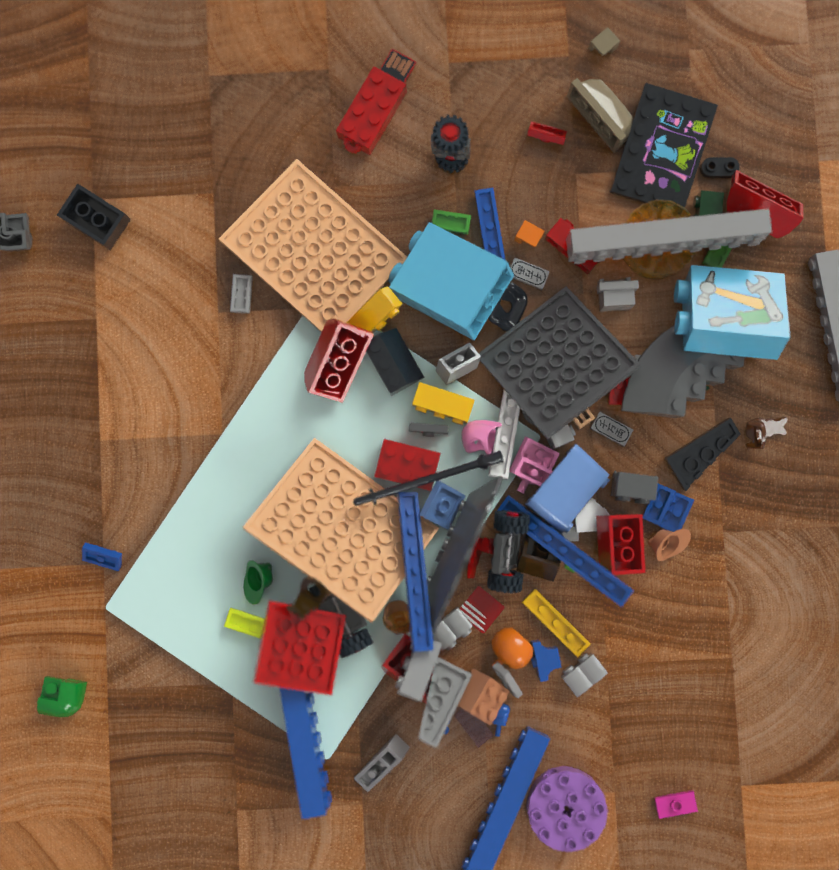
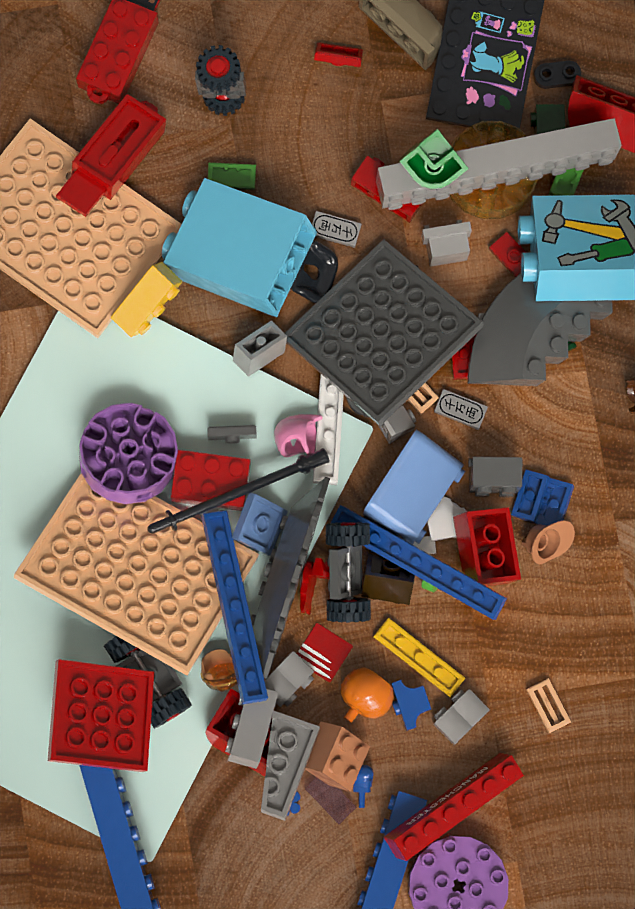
camera: 20 degrees left, 5 degrees down
(244, 622) = (27, 701): neon yellow plate -> none
(256, 580) = (36, 644): green piece -> none
(306, 600) = (103, 658): dark brown hair -> none
(336, 359) = (107, 357): red windscreen -> none
(358, 194) = (112, 154): none -> red piece
(358, 424) = (150, 450): none -> medium lavender brick
(382, 763) = (219, 858): light grey slope -> none
(393, 361) = (178, 354): black slope -> none
(442, 403) = (246, 399): yellow brick -> none
(489, 222) = (279, 170): blue plate -> none
(507, 680) = (365, 732): light grey tile -> none
(529, 234) = (330, 180): orange panel -> none
(533, 463) = (367, 461): bright pink plate -> none
(570, 748) = (453, 806): none -> red brick
(617, 229) = (433, 162): none -> brick
(648, 657) = (538, 687): none -> light nougat tile
(665, 309) = (508, 253): none -> red plate
(675, 804) = (595, 866): dark pink plate -> none
(694, 457) = (570, 430): black wing -> none

